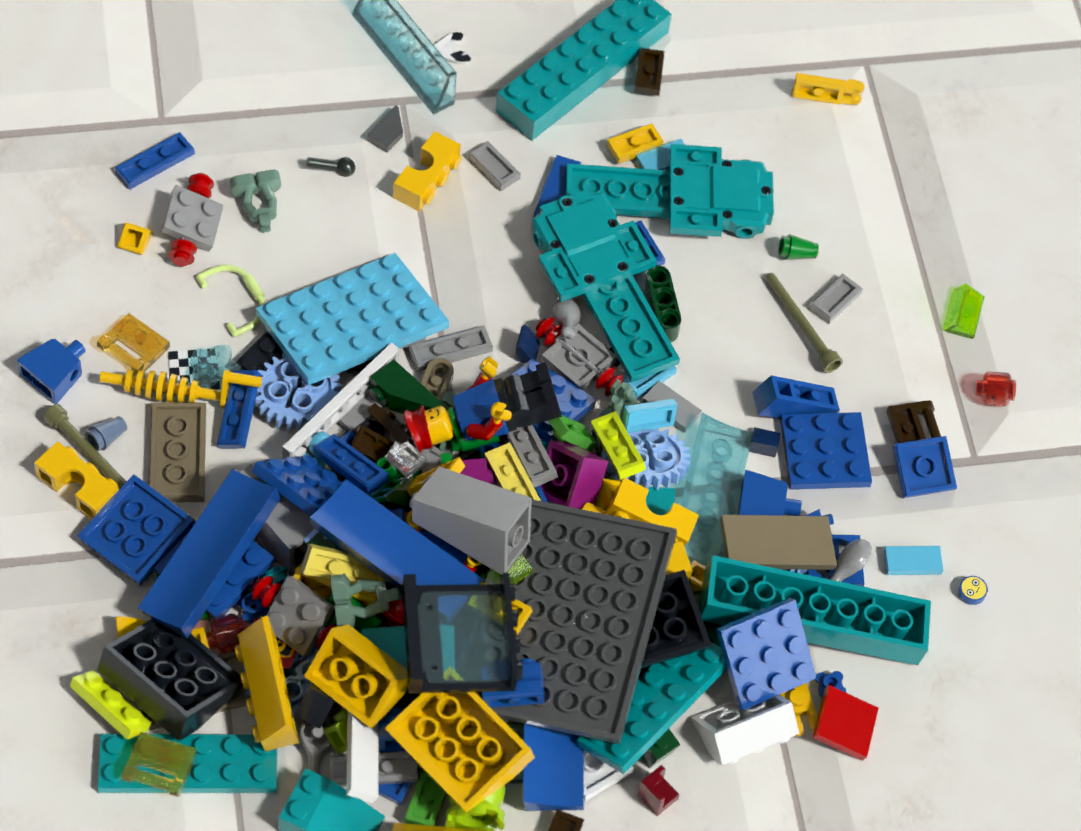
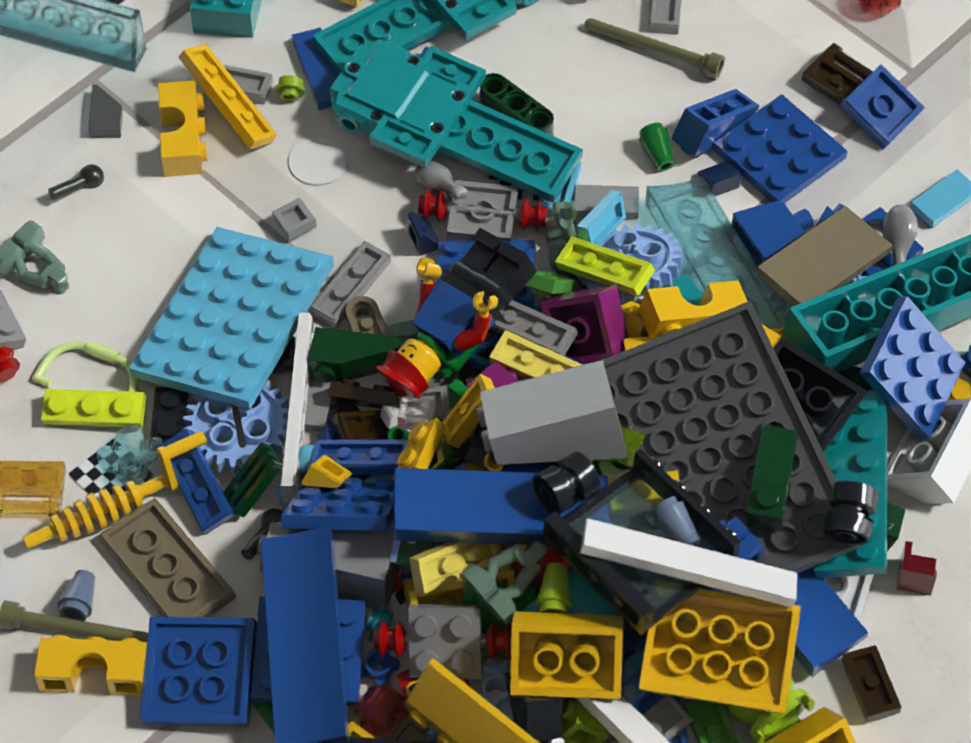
camera: 30 degrees left, 0 degrees up
(216, 319) = (93, 408): none -> neon yellow plate
(272, 431) = (252, 479): none -> dark green tile
(316, 458) = (326, 473): none -> yellow slope
(385, 630) = (555, 590): none -> lime cone
(391, 477) = (421, 445): none -> yellow plate
(444, 563) = (569, 481): none -> black wheel
(449, 280) = (294, 219): none -> light grey plate
(474, 169) = (227, 96): none -> yellow plate
(475, 668) = (689, 563): none -> white tile
(491, 637) = (675, 521): none -> sand blue cone
(502, 252) = (318, 160): none -> white sticker
(524, 190) = (290, 87): none -> lime plate
(588, 655) = (771, 478): none -> dark green slope
(618, 713) = (850, 514): none -> black wheel
(739, 391) = (657, 145): none -> green cone

